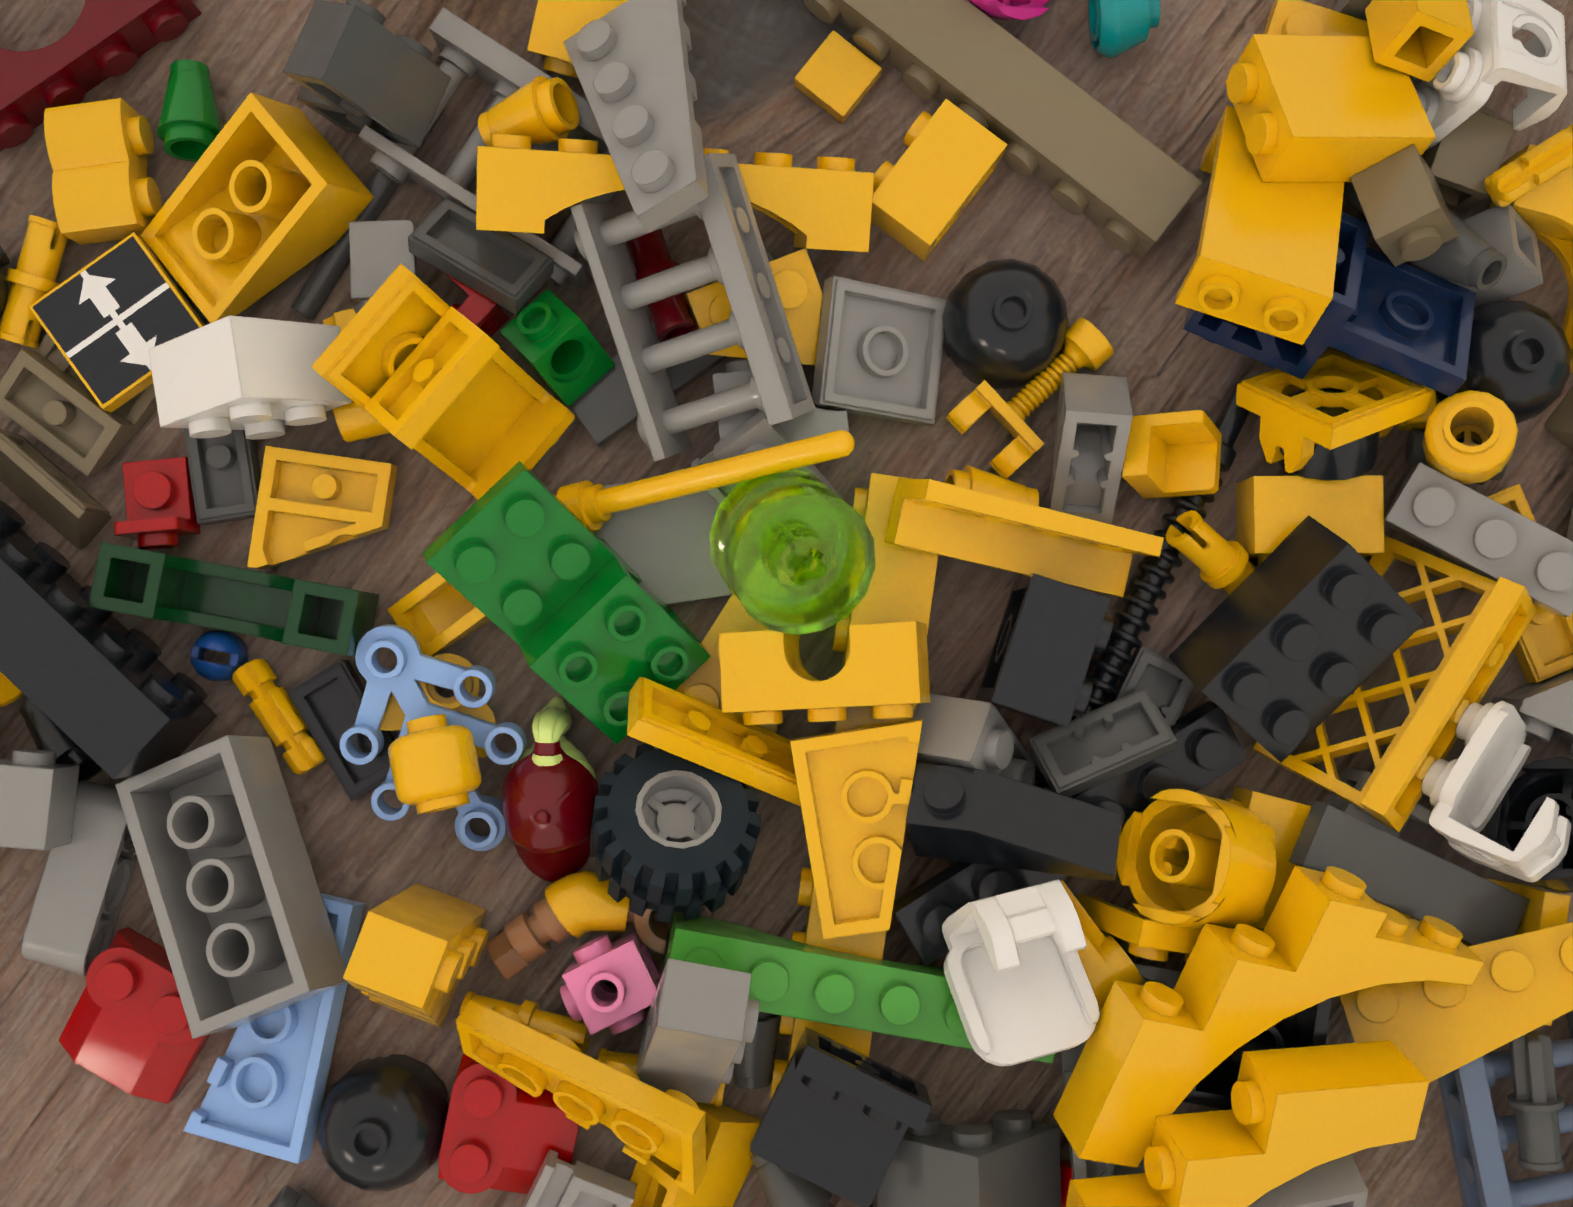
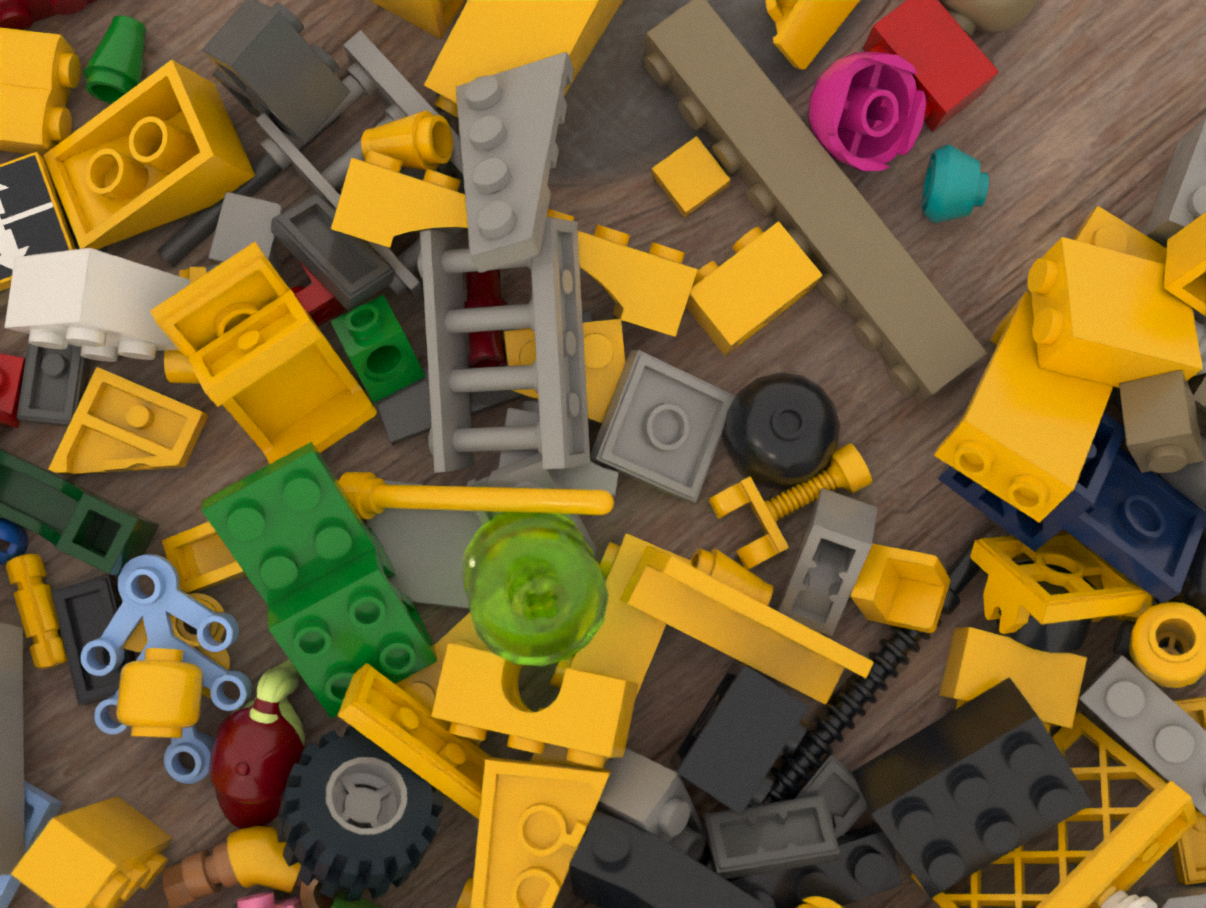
camera: 10 degrees right, 5 degrees down
(1220, 561) = (921, 696): yellow pin -> none

